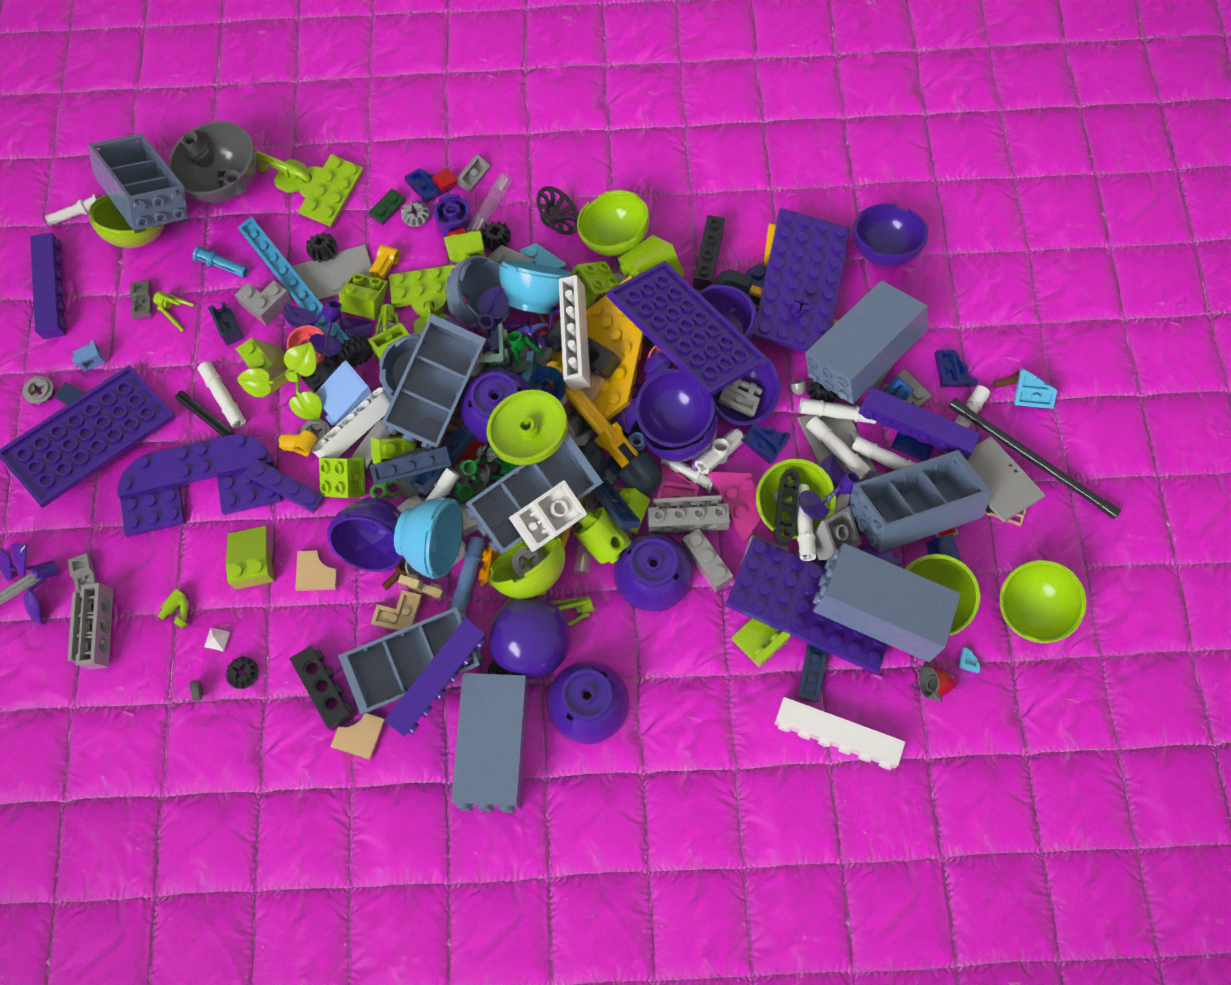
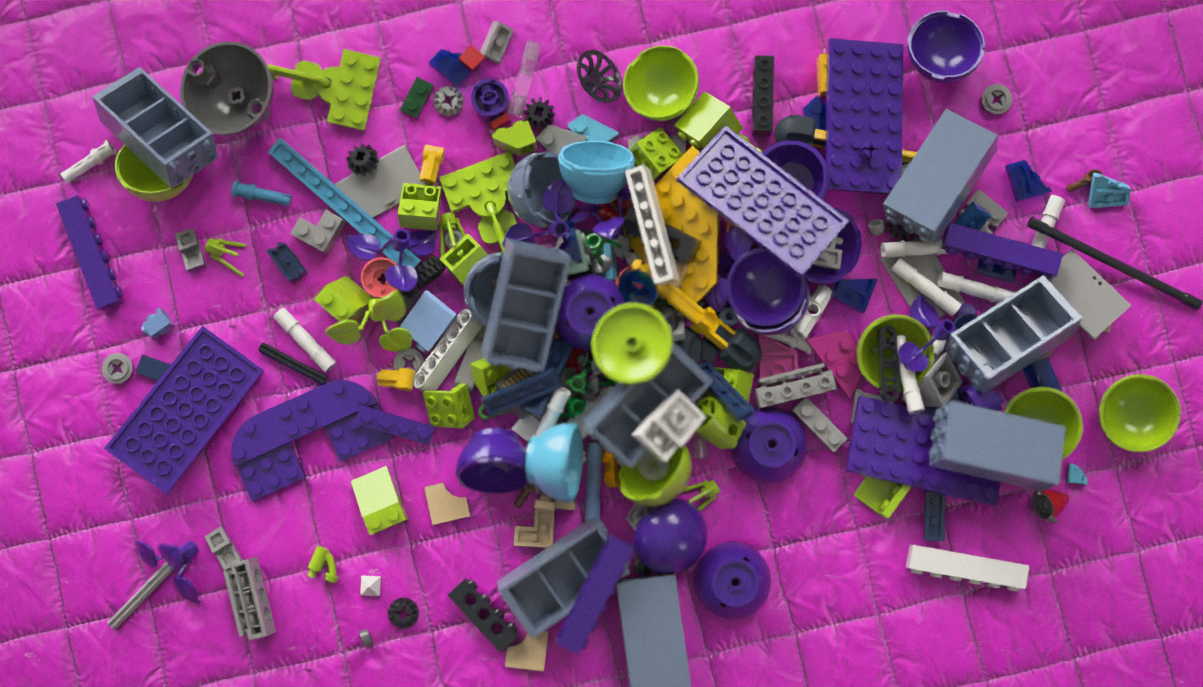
camera: 10 degrees left, 15 degrees up
(934, 286) = (997, 90): none -> light grey gear

